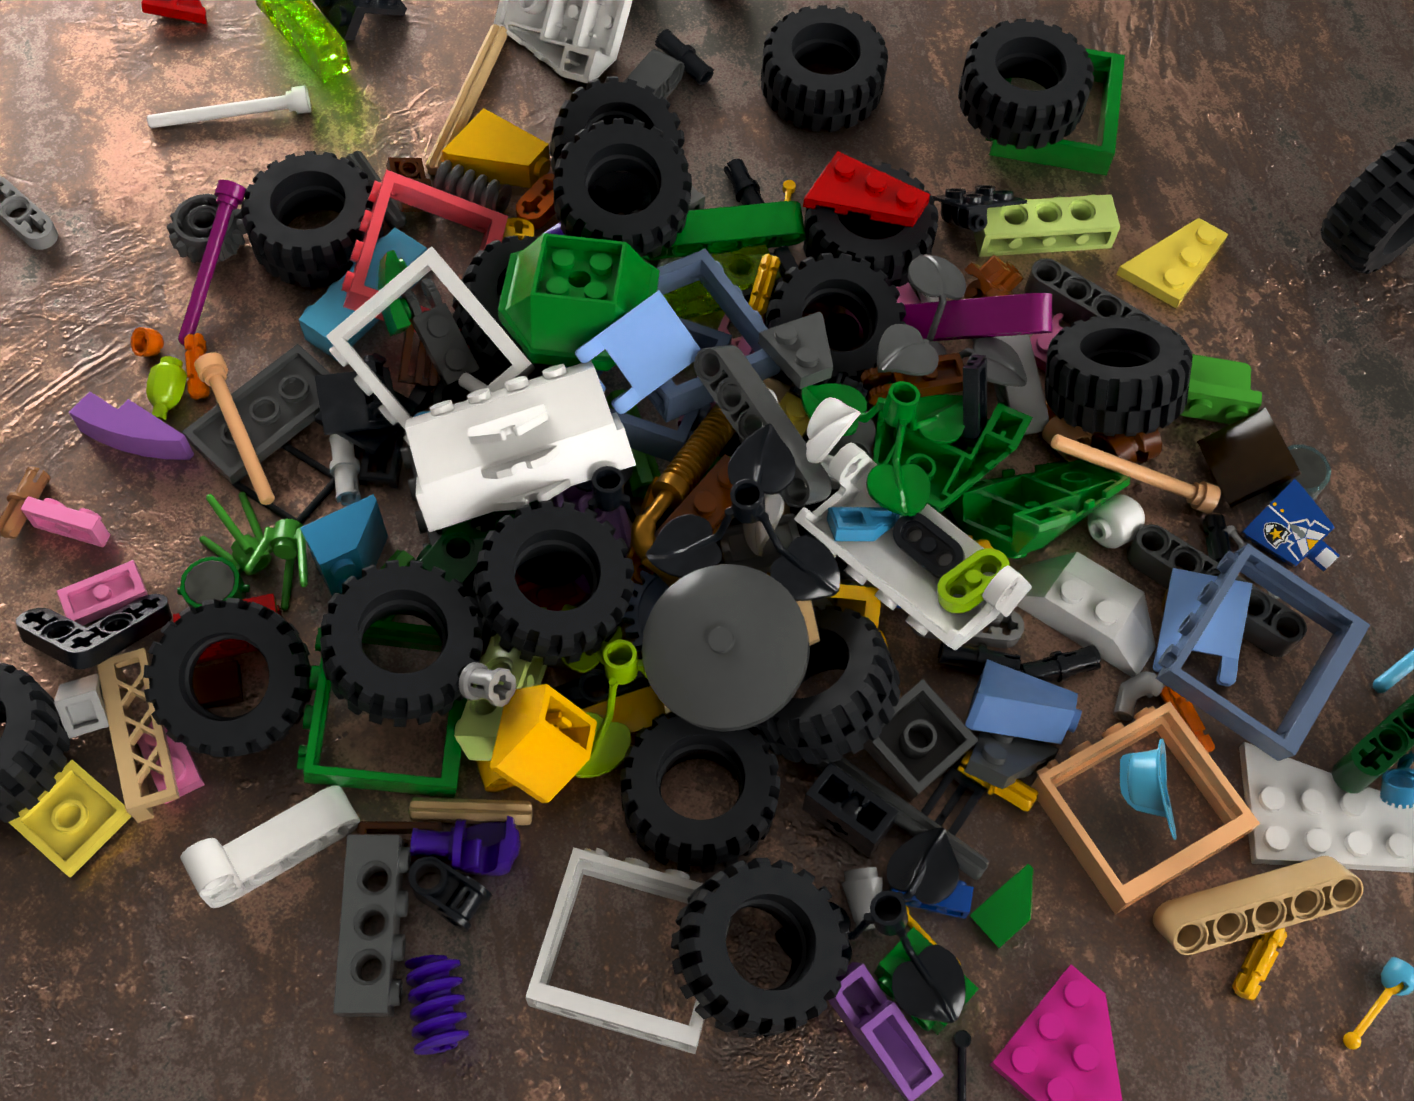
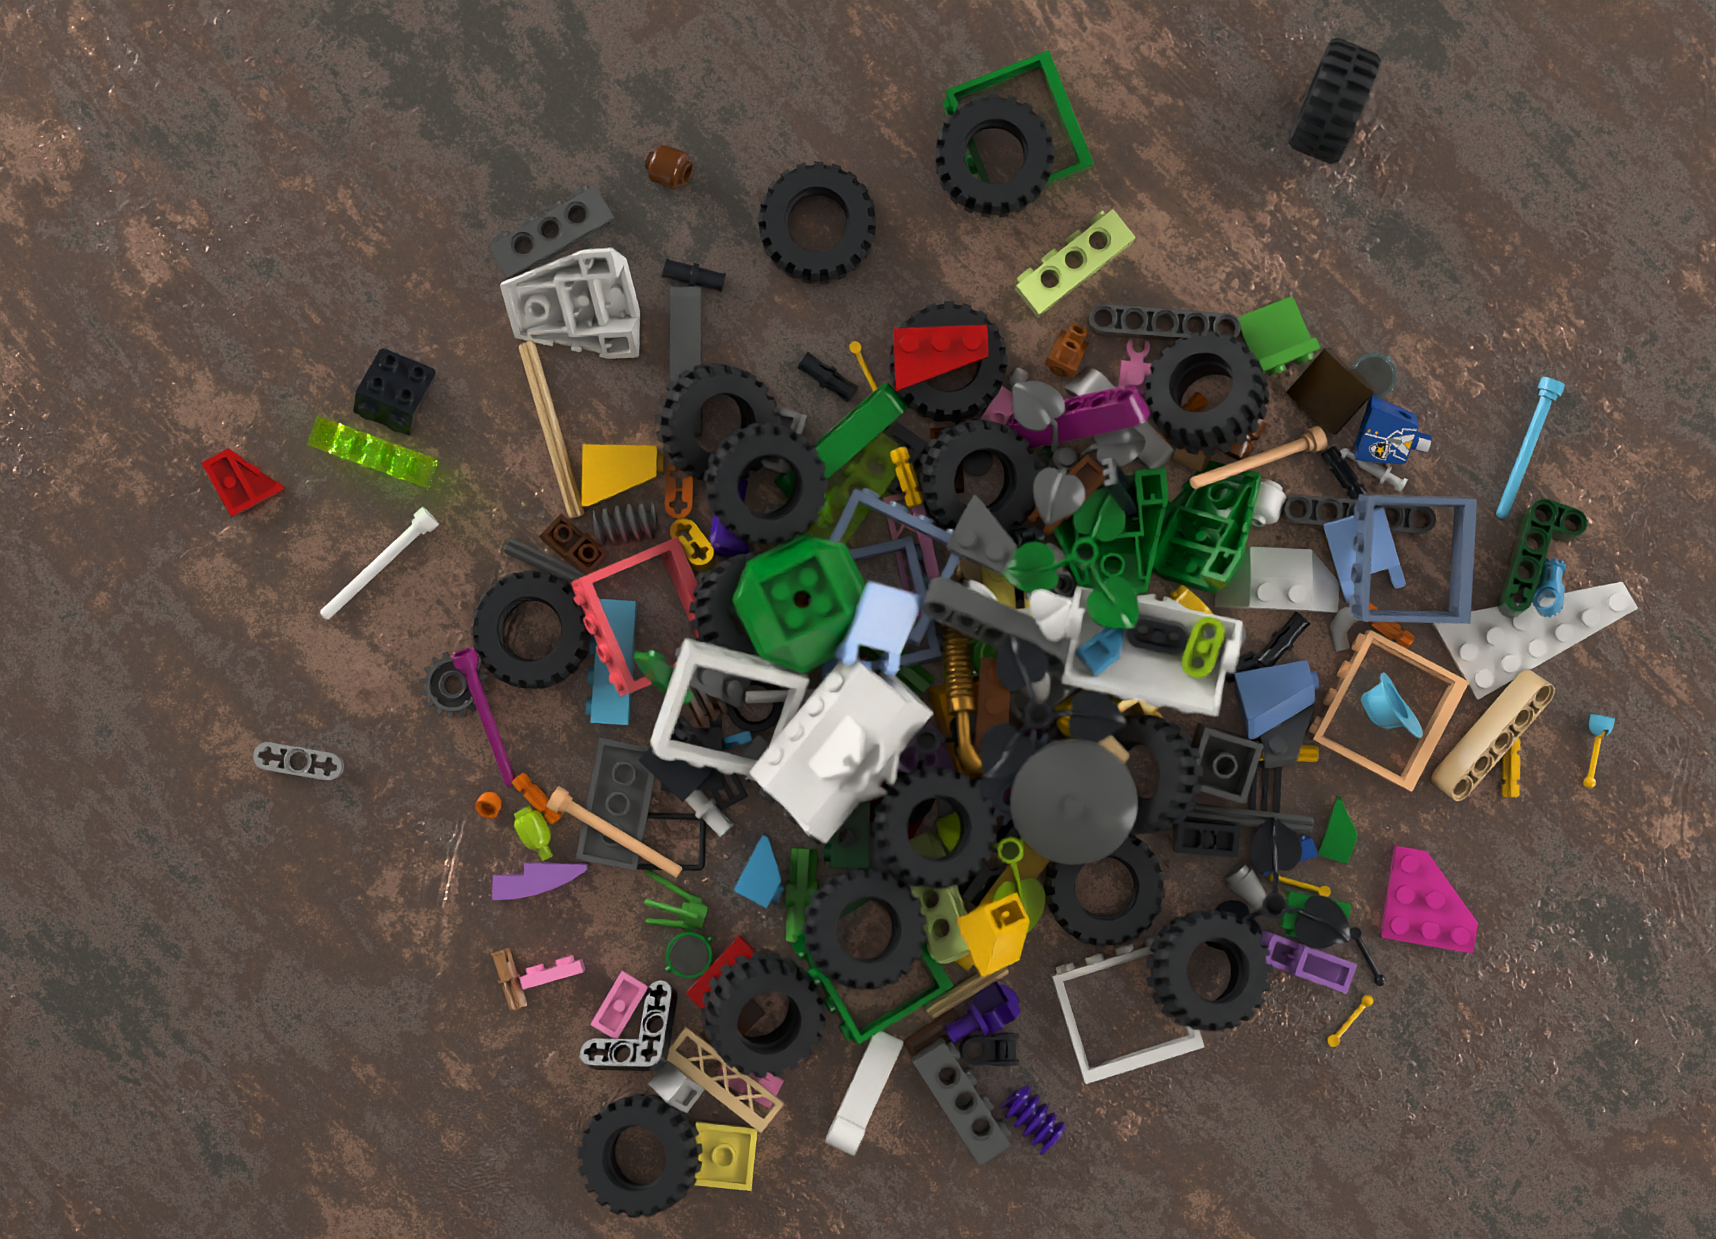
camera: 30 degrees left, 25 degrees up
(286, 542) = (713, 890): bright green plant -> none
(487, 684) = (940, 926): light grey bush -> none
(970, 208) = (1016, 283): black hinge -> none
(1175, 262) = (1191, 226): light yellow wing -> none

